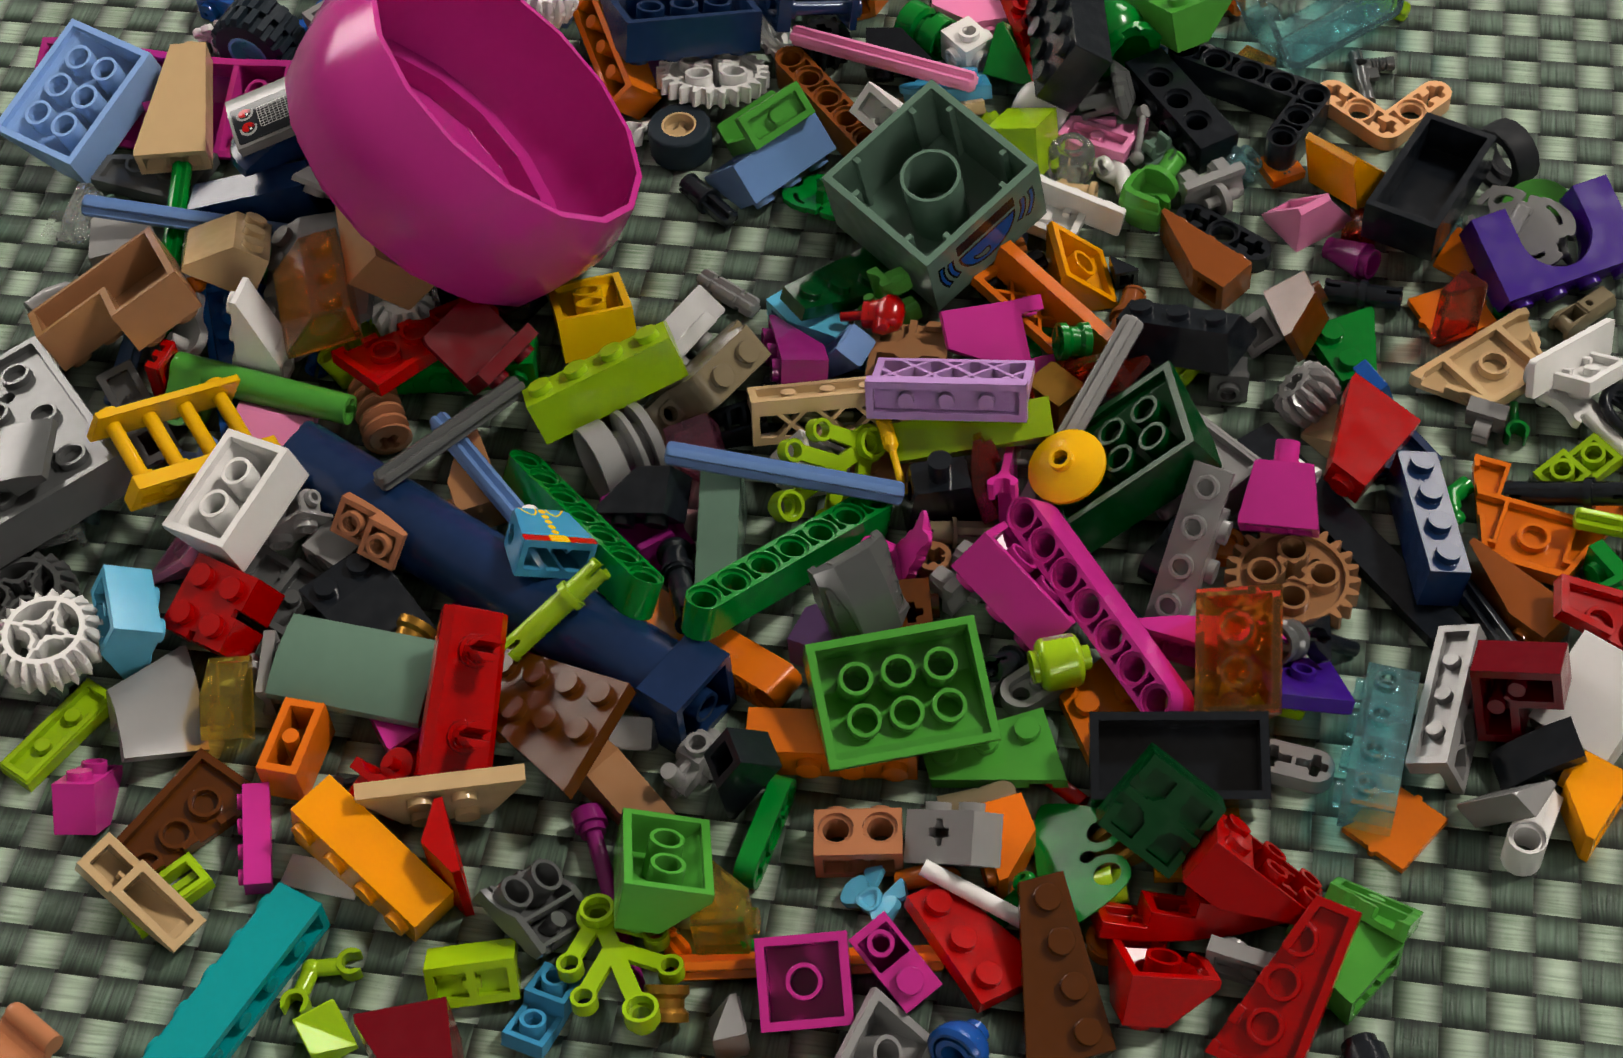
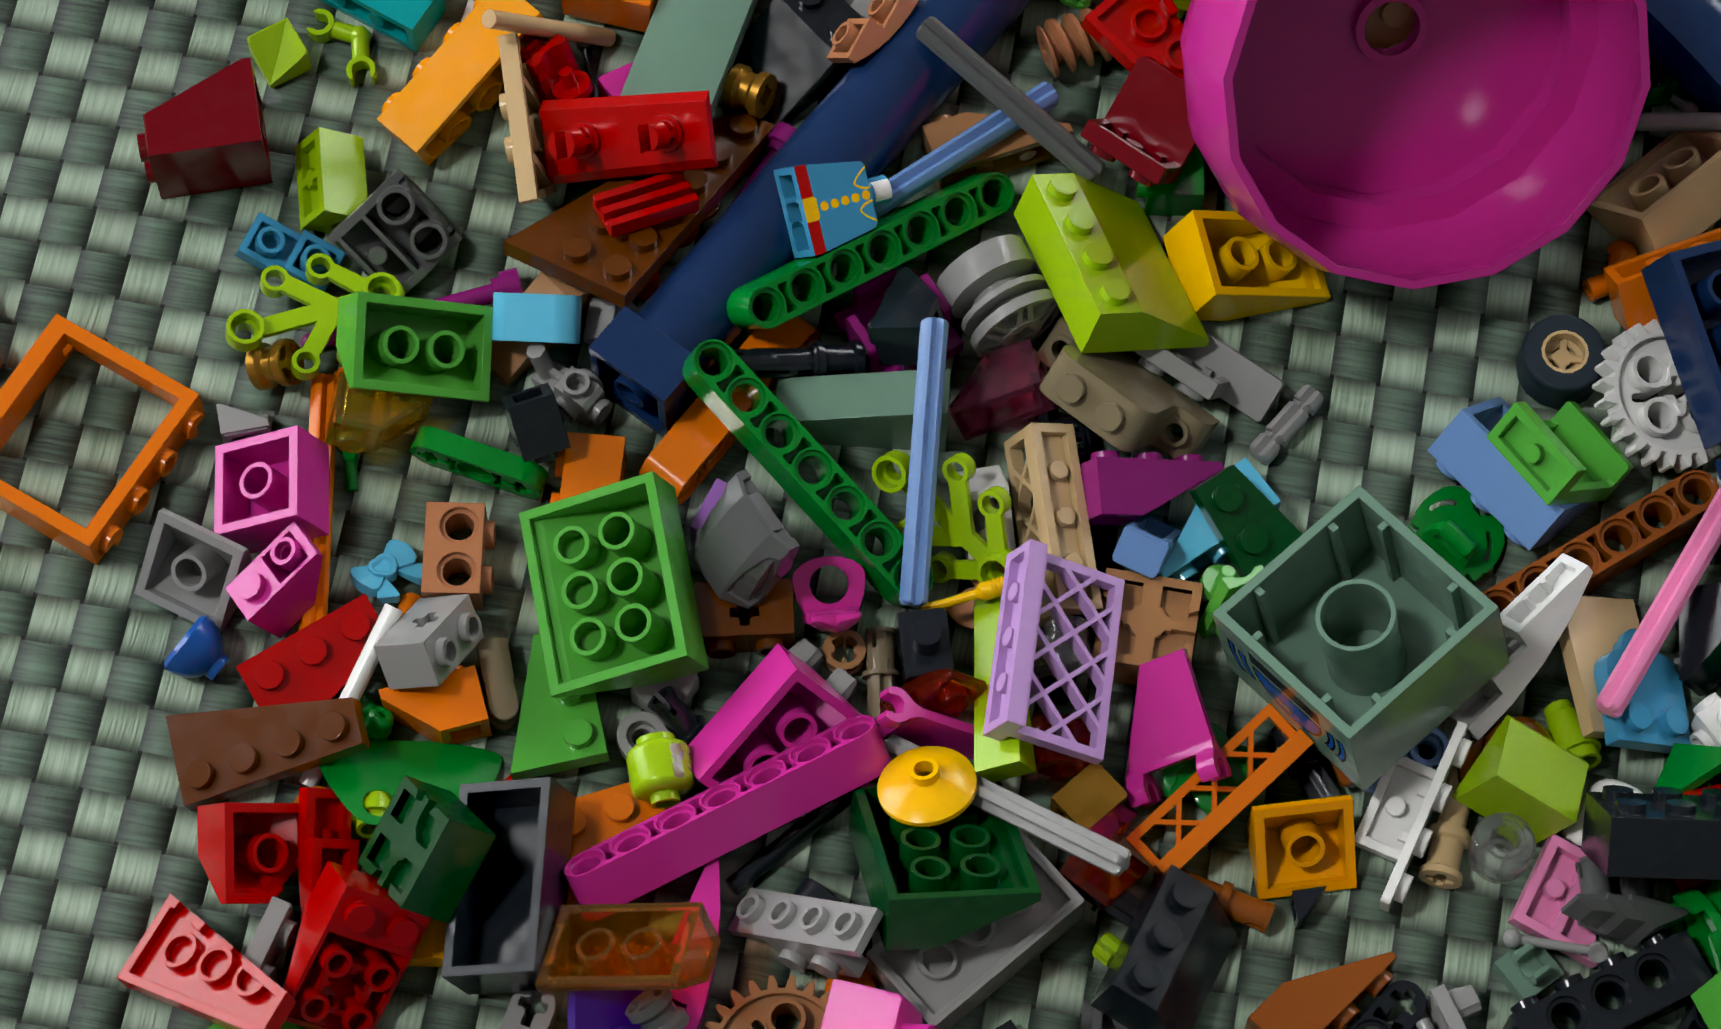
camera: 85 degrees right, 15 degrees up
(343, 774) = (548, 28): none -> tan bar
(444, 855) = (456, 144): red slope -> none
(521, 662) = (643, 197): none -> red tile
(569, 596) = (738, 225): lime pin -> none
(635, 771) = (536, 318): none -> medium azure beam
(638, 130) = (1581, 308): white hand -> none
(707, 200) = (1448, 399): black axle -> none
(880, 315) = (1192, 583): red piece -> none
(1072, 340) = (1157, 819): green wheel -> none
(1112, 172) = (1490, 916): white arm -> none
(1150, 191) = (1449, 943): bright green piece -> none

